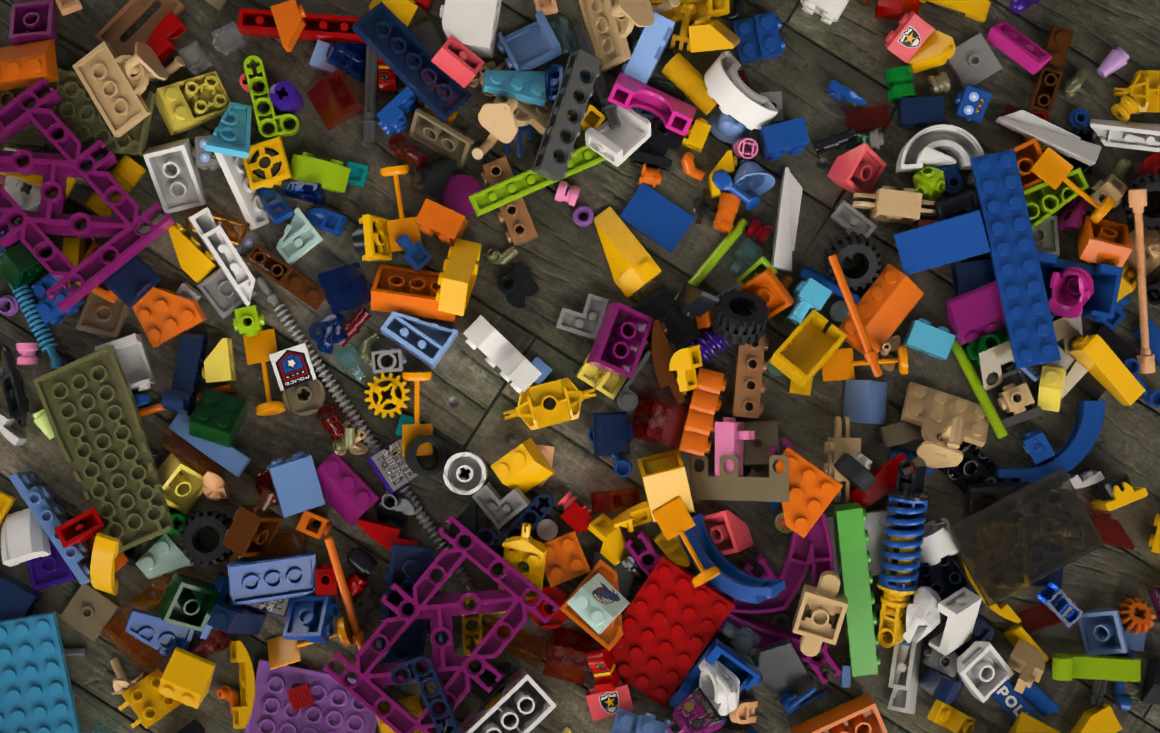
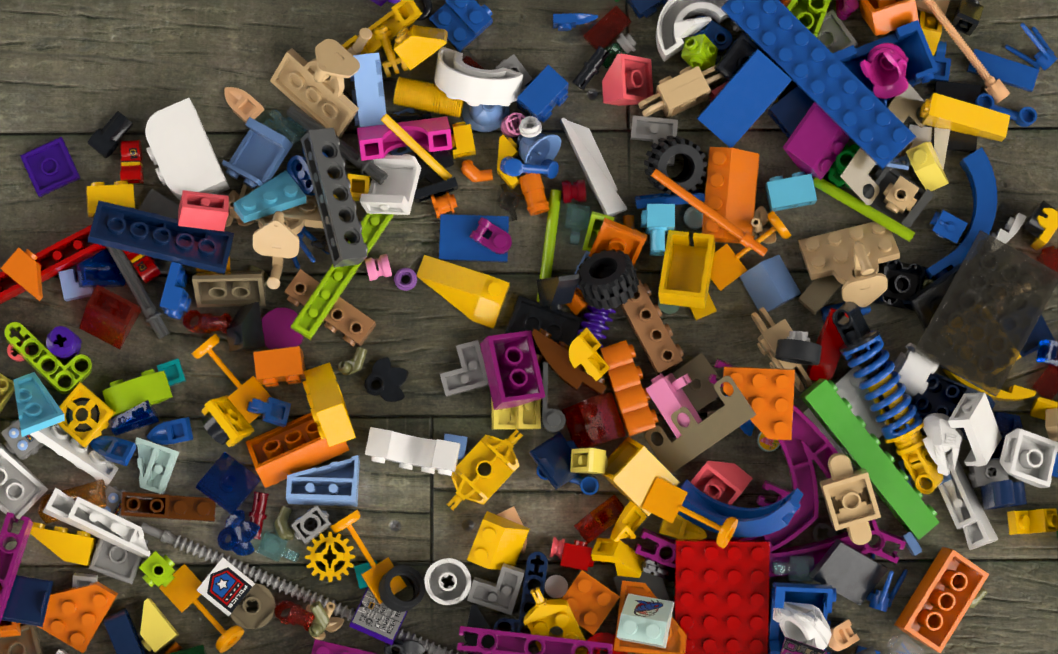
camera: 40 degrees left, 5 degrees down
(634, 450) = (588, 461): none -> light yellow slope
(656, 116) = (413, 145): none -> yellow bar
(675, 232) = (499, 241): none -> magenta plate
(757, 157) = (530, 127): none -> white plate

